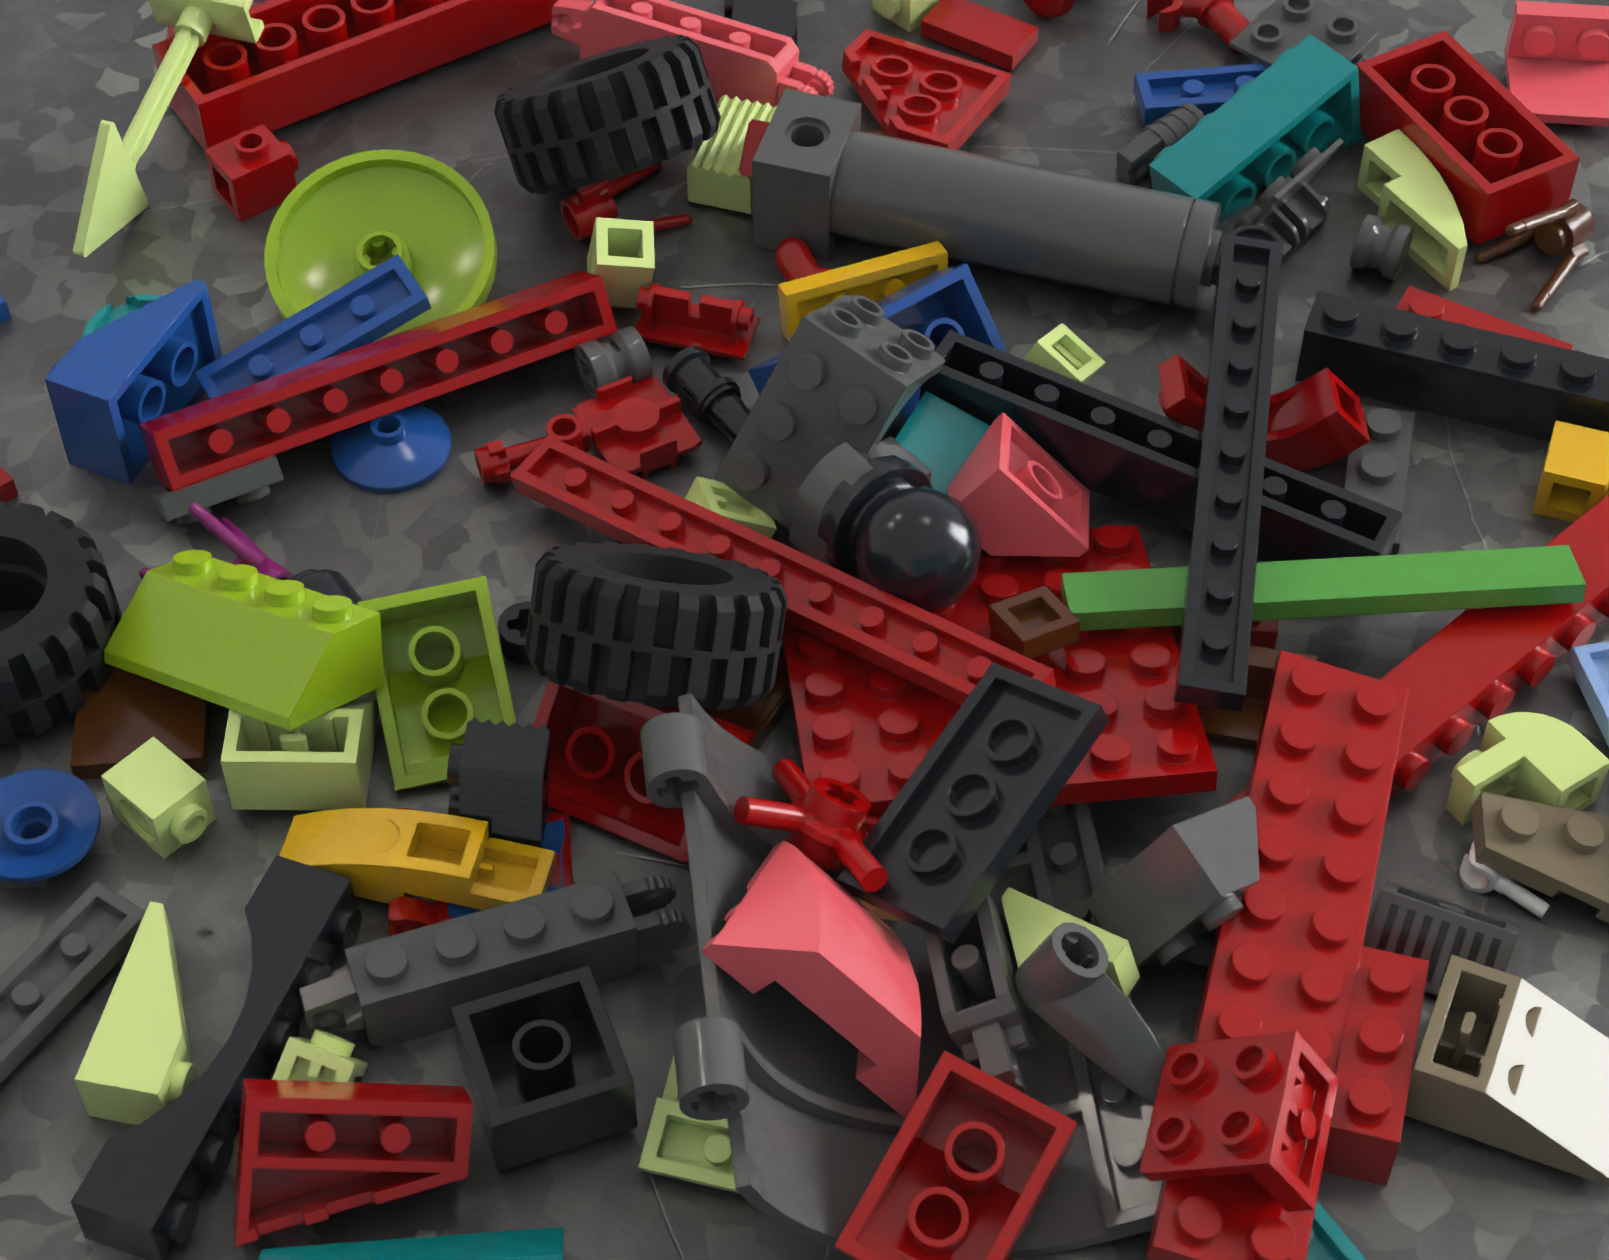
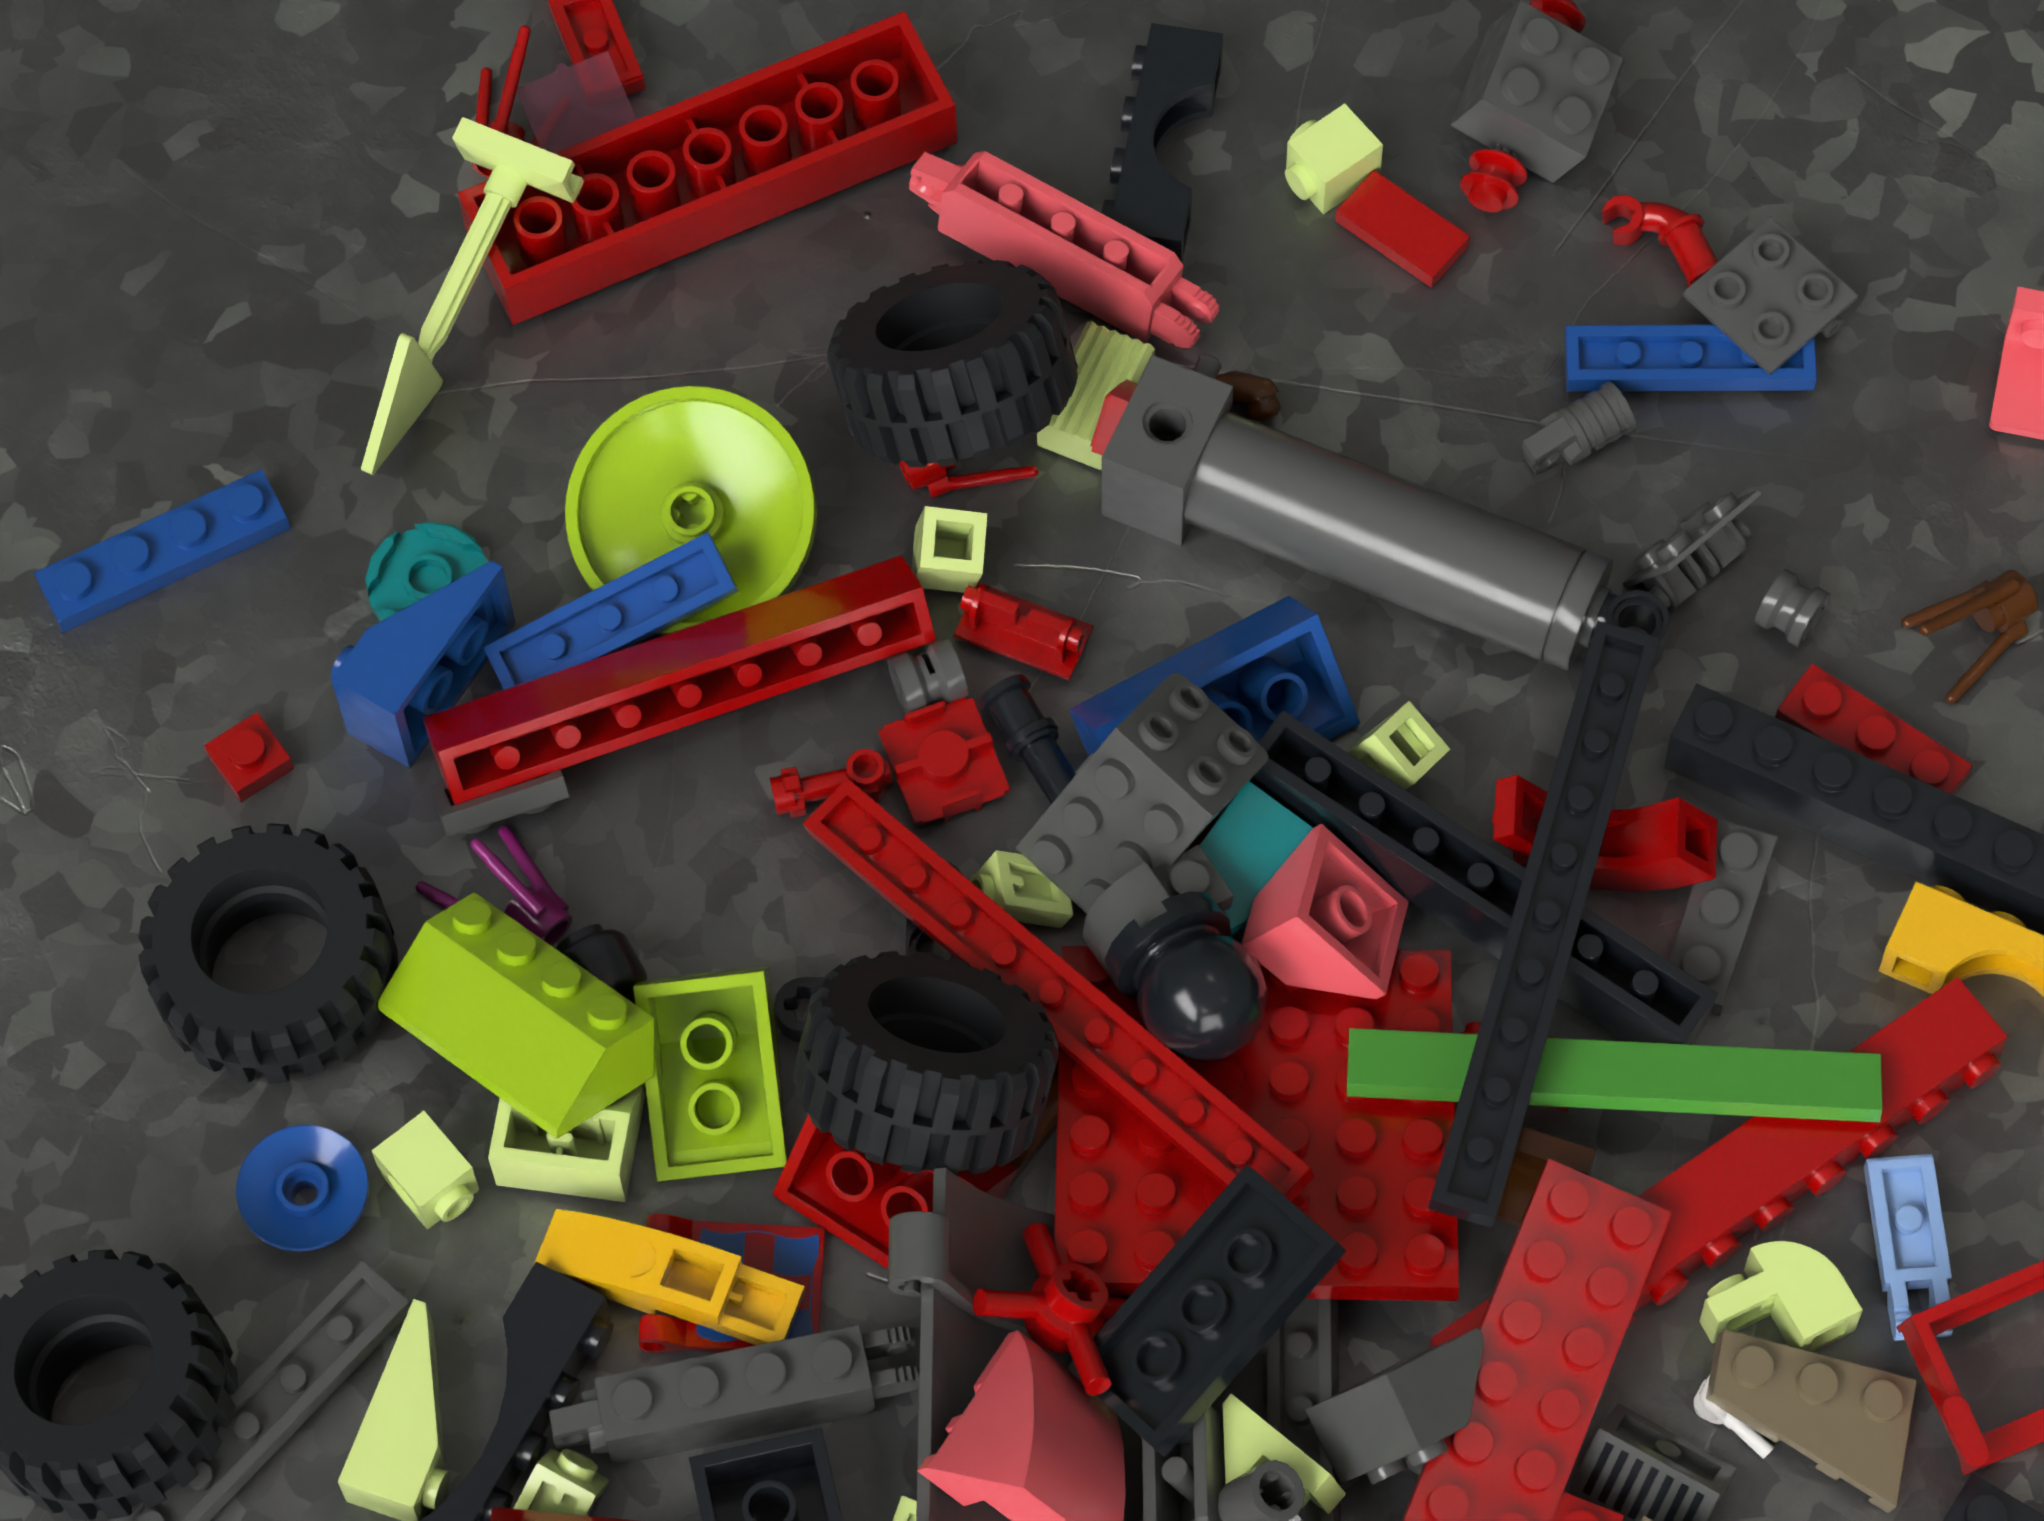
camera: 10 degrees right, 15 degrees up
(128, 715) = (398, 1078): reddish brown tile -> none
(252, 171) = (560, 364): red brick -> none
(393, 450) = (690, 774): blue dish -> none
(502, 779) = (758, 1216): black brick -> none
(795, 259) = (1148, 565): red arm -> none
(868, 278) = (1199, 610): yellow plate -> none
(922, 91) = (1318, 328): red plate -> none
(1034, 622) = (1308, 1092): reddish brown plate -> none
(1265, 129) = (1683, 442): teal wedge -> none
(1414, 194) = (1842, 550): yellowish green slope -> none
(1471, 129) = (1914, 466): red brick -> none

